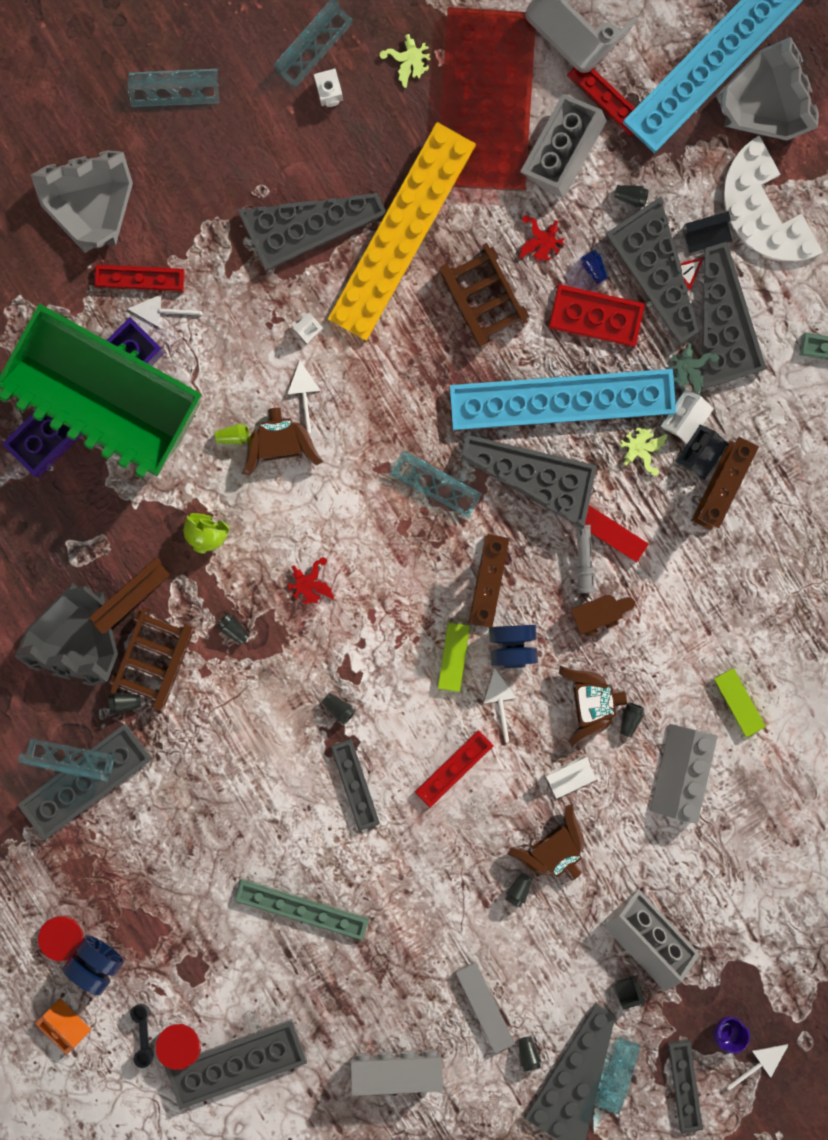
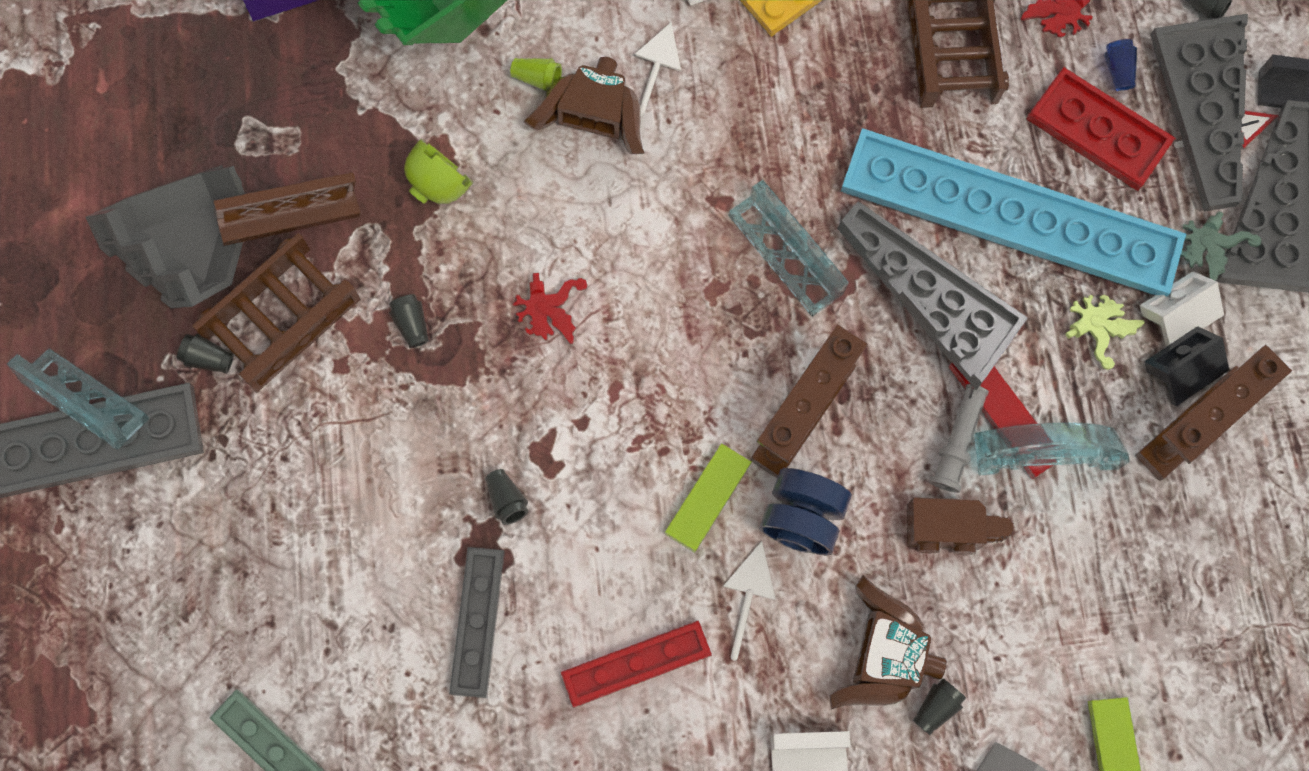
camera: 20 degrees right, 15 degrees down
(639, 541) = (1049, 445): none -> clear light blue windscreen

